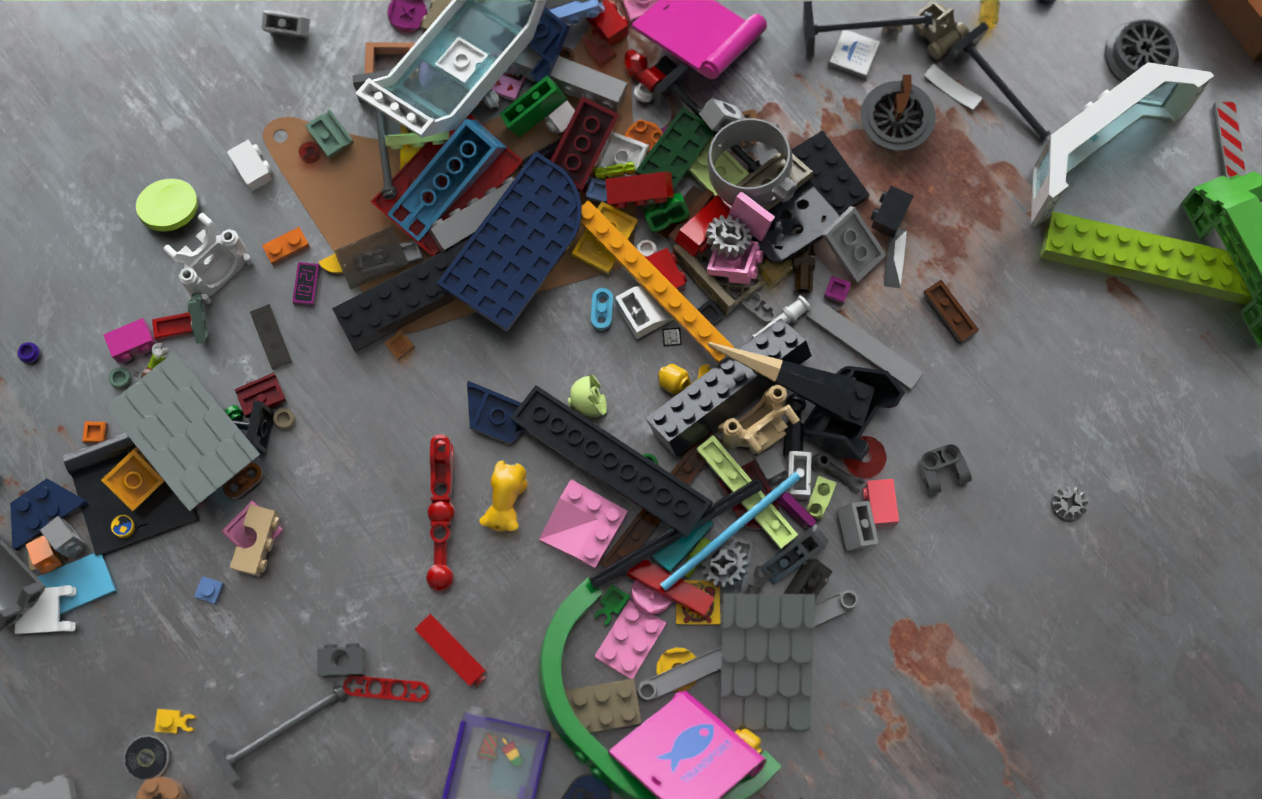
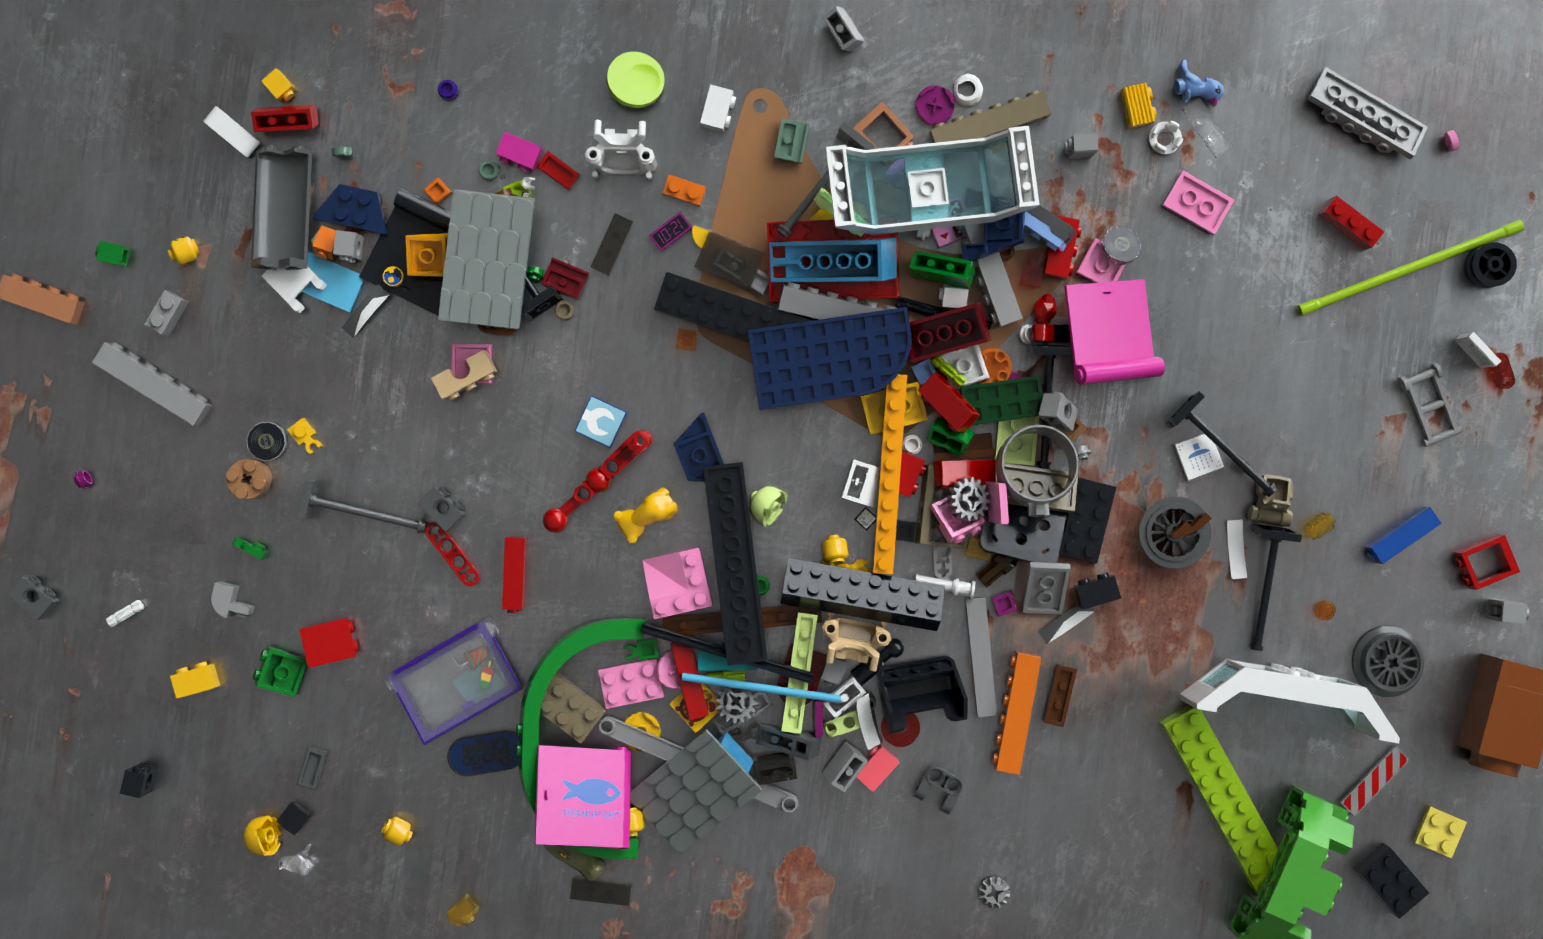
camera: 50 degrees right, 15 degrees up
(126, 576) = (365, 310): none -> dark grey sticker
(198, 318) = (574, 187): sand green plate -> none
(209, 590) = (407, 374): medium blue plate -> none
(309, 152) = (766, 139): clear red tile -> none
(397, 470) = (600, 421): none -> medium azure tile
(602, 310) = (840, 454): medium azure plate -> none
(831, 392) = (920, 671): black plate -> none
(836, 475) = (866, 722): none -> white sticker
(935, 355) = (1017, 712): none -> orange brick
(1060, 63) = (1325, 610): none -> clear orange plate

